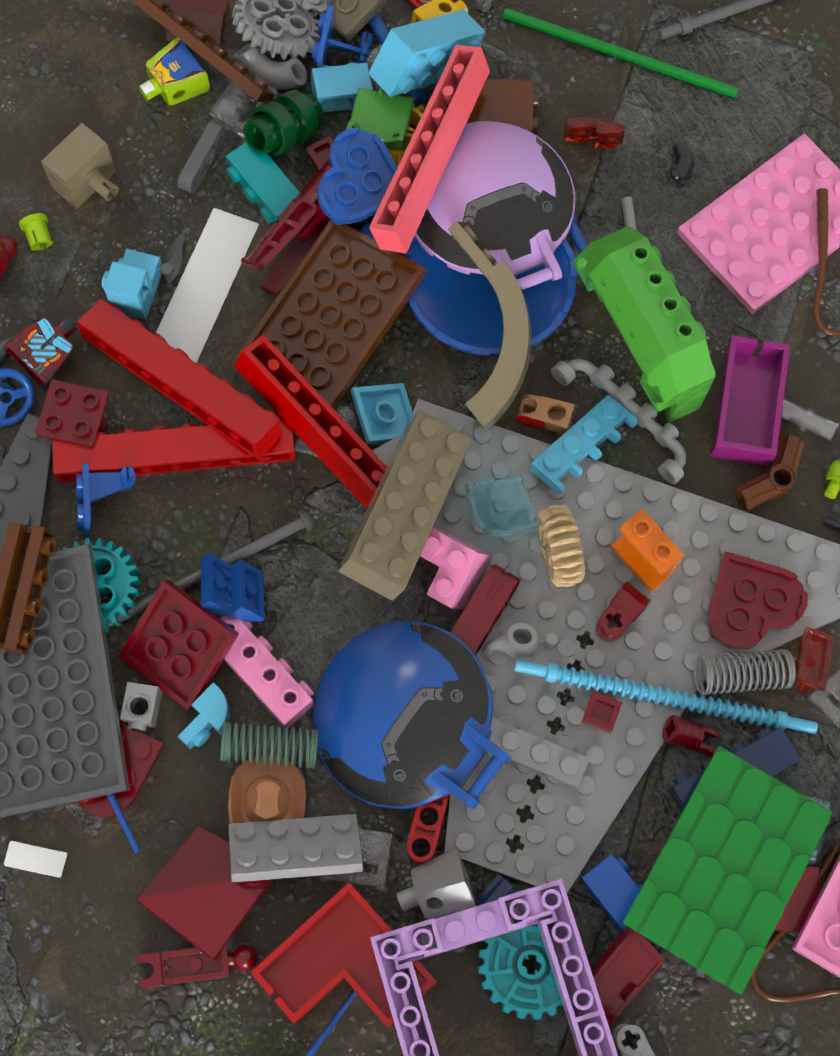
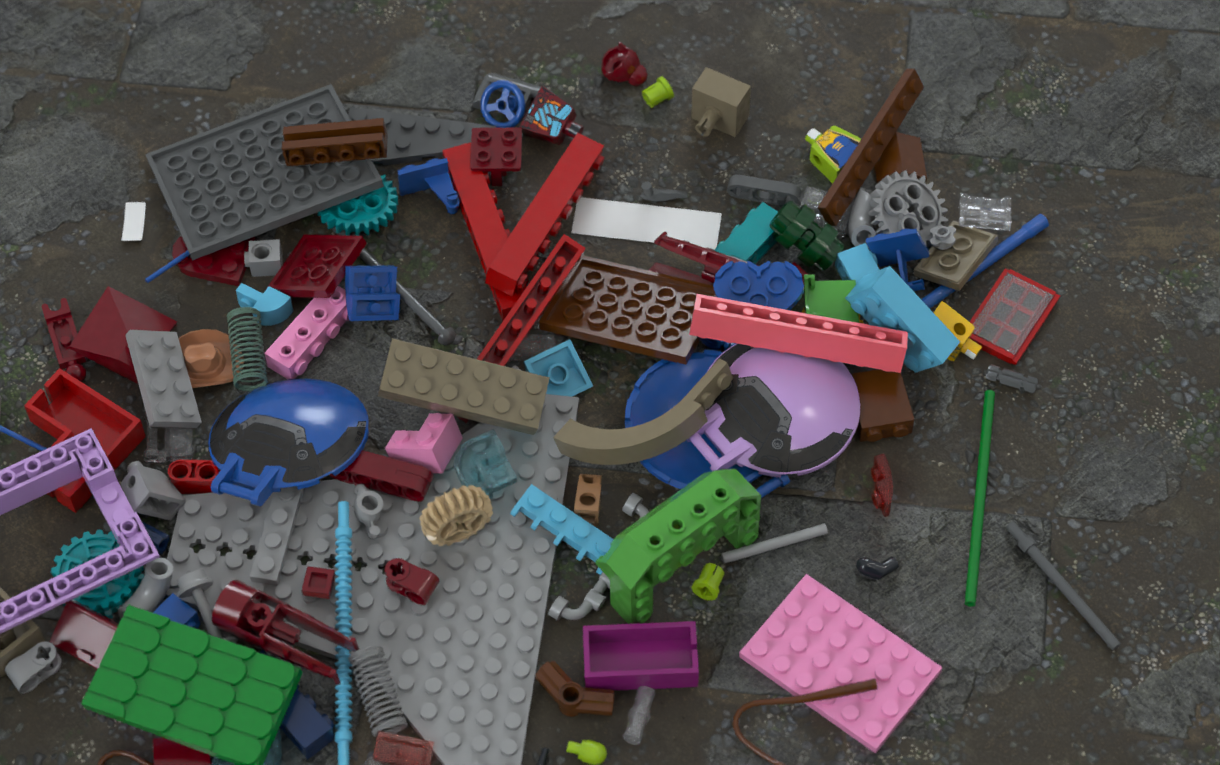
camera: 80 degrees right, 15 degrees down
(133, 283) = (624, 168): medium azure brick -> none
(583, 850) = (194, 584): none -> light grey piece
(588, 922) = (152, 587): none -> light grey cylinder
(628, 799) = (243, 609): none -> dark red piece
(647, 551) = (466, 579): orange panel -> none
(689, 734) = (317, 650): dark red hinge -> none
(751, 600) = (445, 685): dark red plate -> none

